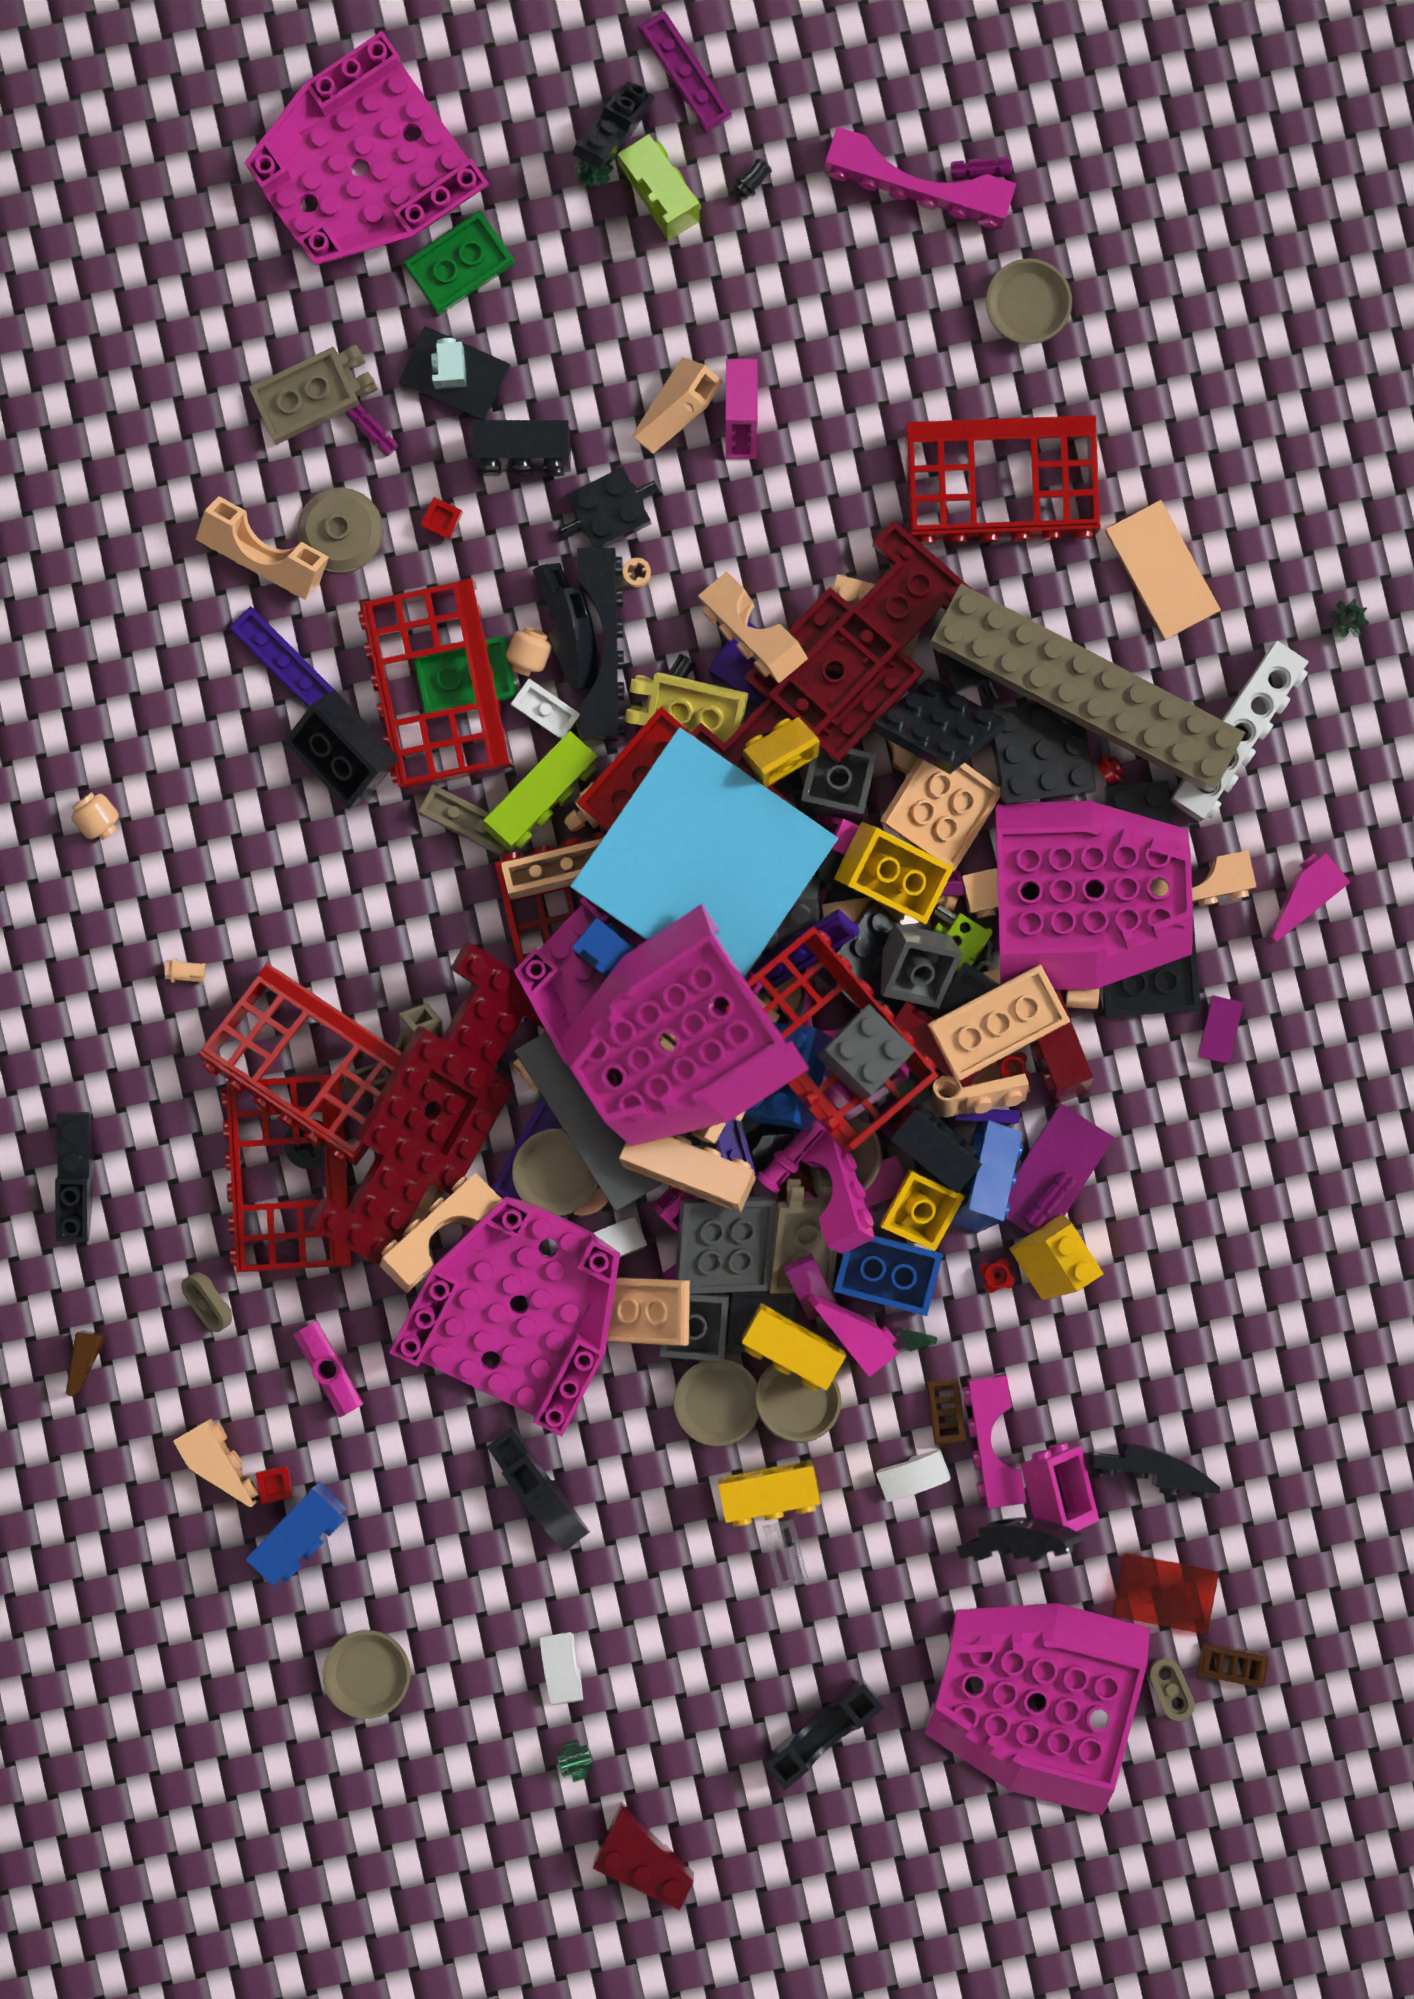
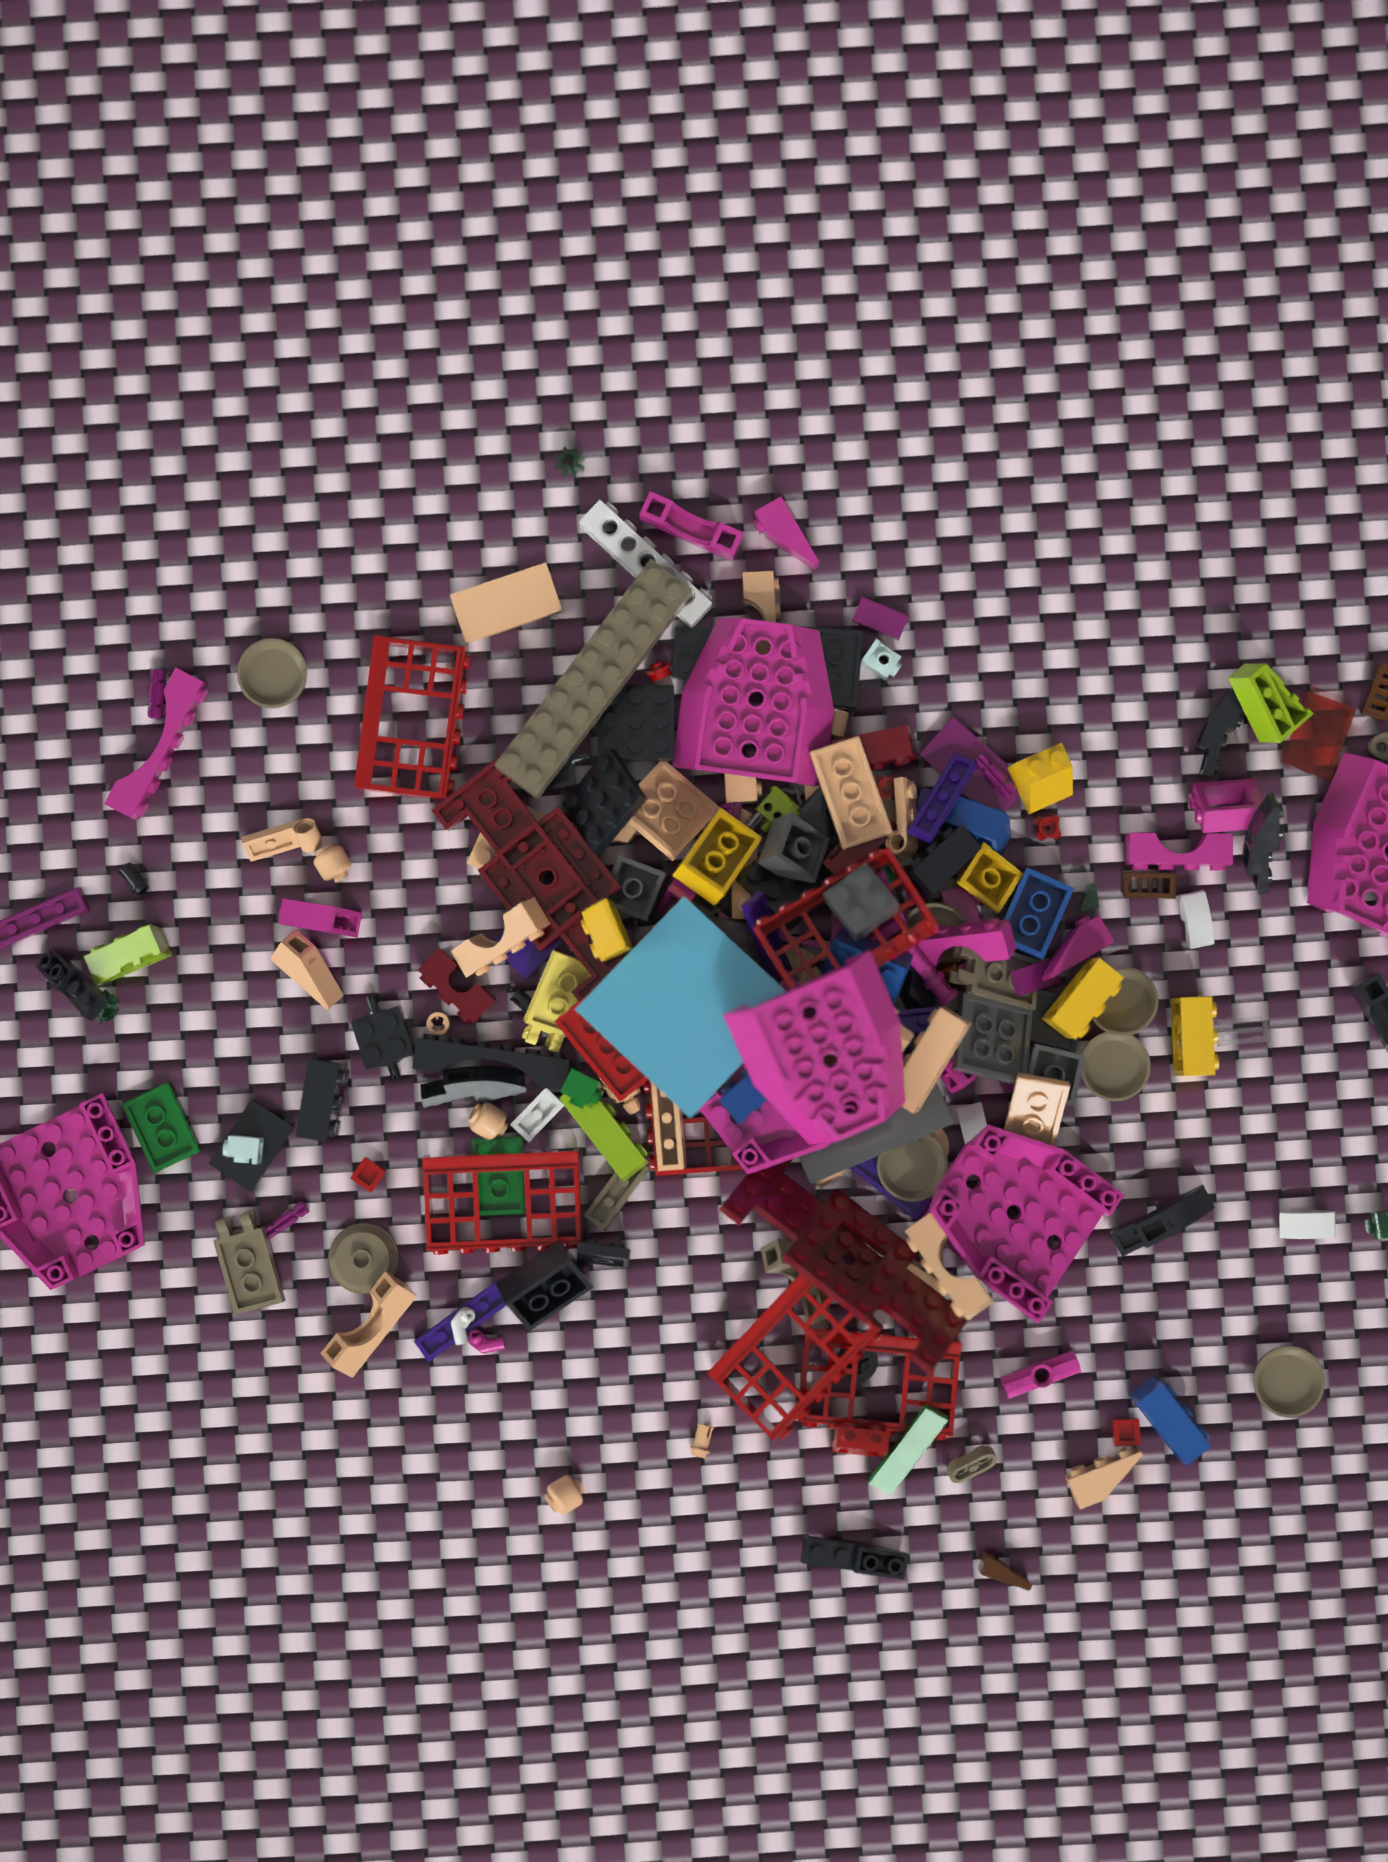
camera: 80 degrees left, 0 degrees up
(212, 1220) = (908, 1449): none -> tile
(213, 1162) = (858, 1441): none -> red plate
(260, 690) = (483, 1343): none -> dark pink arm
(280, 657) = (460, 1323): none -> white arm
(389, 823) = (594, 1253): none -> black plate
(584, 755) = (582, 1089): none -> green brick
(698, 562) = (439, 971): none -> dark red arch
(810, 412) = (332, 863): none -> light nougat head
(830, 348) = (283, 838): none -> light nougat plate
(1010, 1137) = (942, 798): none -> dark purple tile
(1168, 1025) = (872, 662): none -> light aqua brick
(1194, 1520) = (1267, 703): none -> lime wedge
(1293, 775) = (674, 520): none -> dark pink arch

